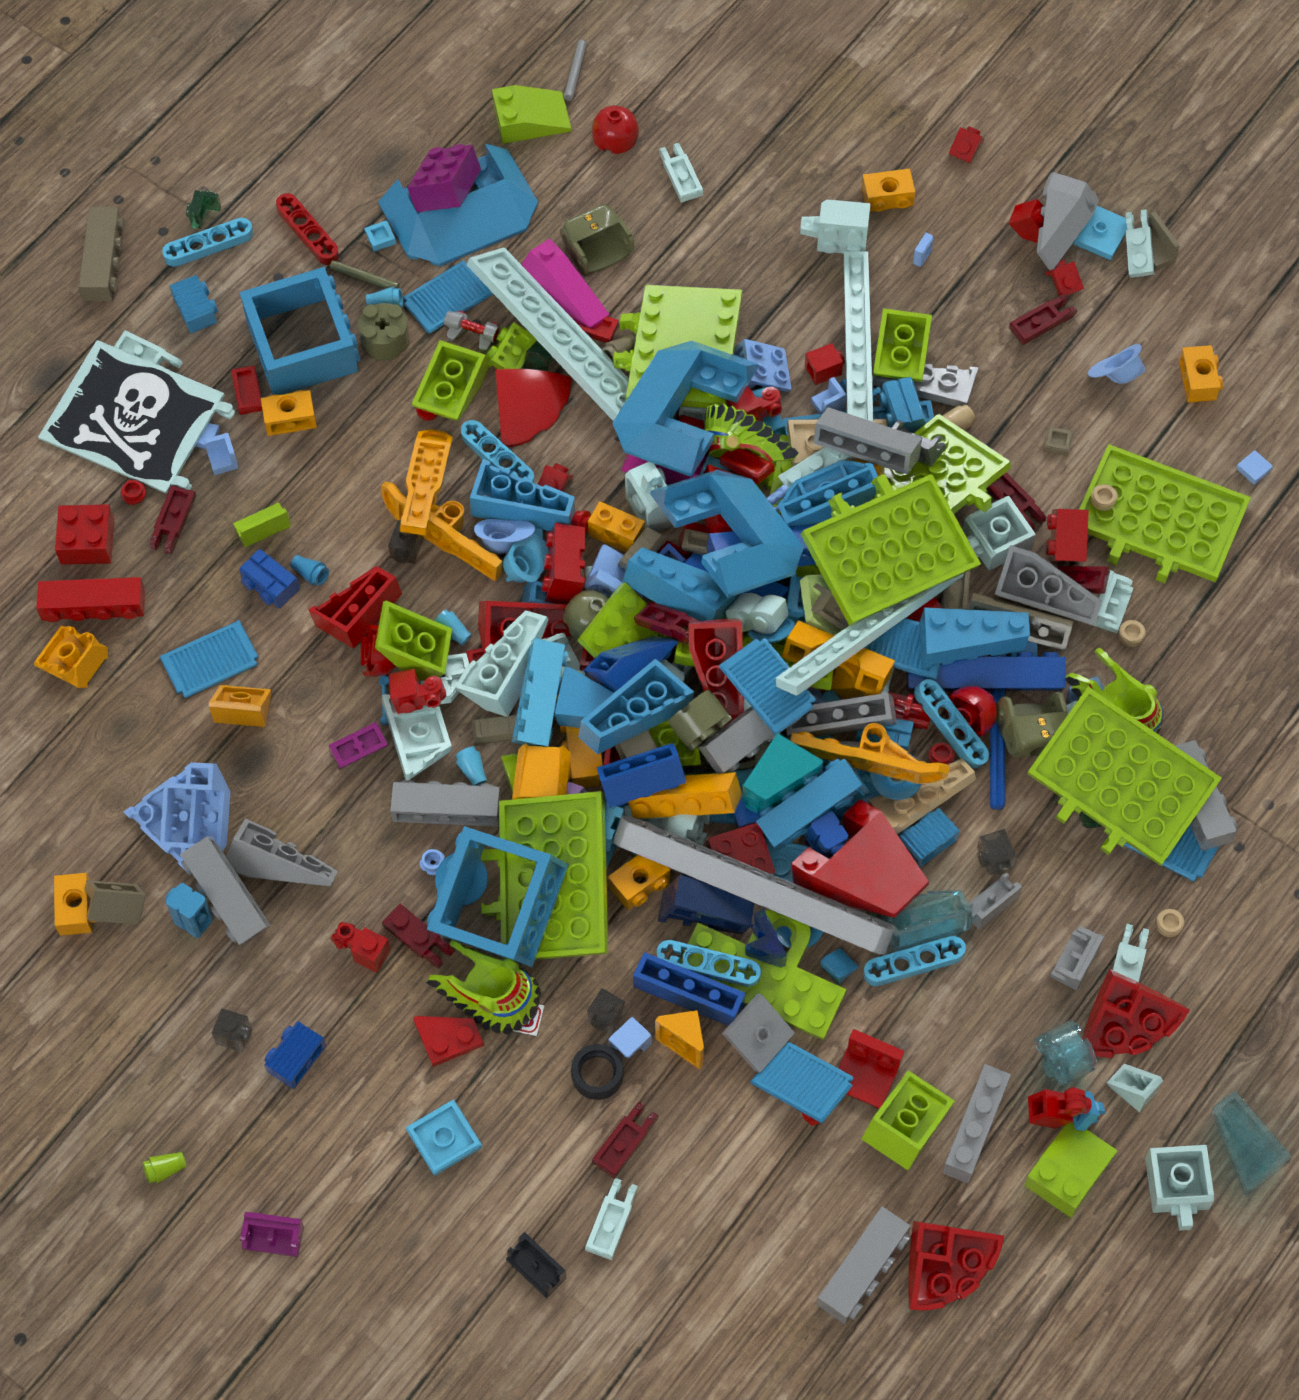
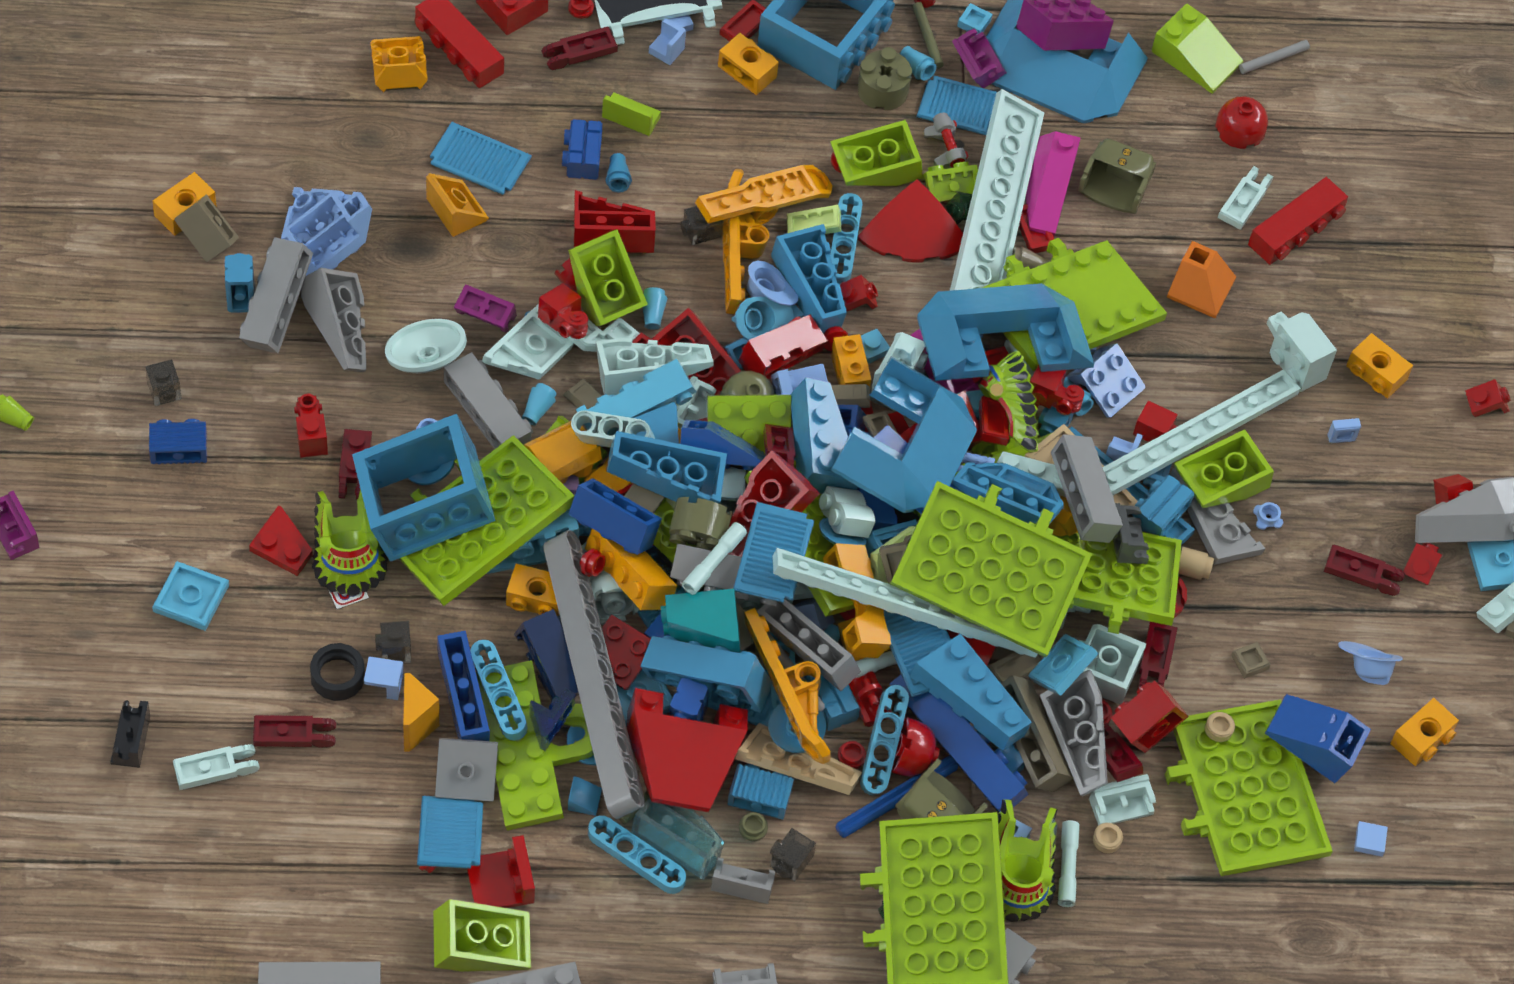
camera: 45 degrees right, 5 degrees down
(359, 811) = (425, 345): none -> light aqua dish
(418, 255) = (979, 57): none -> magenta hinge
(467, 466) = (829, 216): none -> yellowish green plate
(550, 731) = (602, 423): none -> light aqua beam
(609, 497) = (874, 345): none -> medium azure plate
(663, 819) = (592, 562): none -> red plate
(728, 154) = (1298, 221): none -> red brick
(728, 249) = (1202, 280): none -> orange slope
(747, 743) = (703, 571): none -> light aqua piece
(951, 864) = (753, 826): none -> olive plate
(952, 341) = (1269, 509): none -> light blue plate
(995, 561) = (1063, 664): none -> medium azure plate
(1136, 672) = (1069, 847): none -> light aqua piece
(1160, 439) = (1318, 735): none -> blue slope

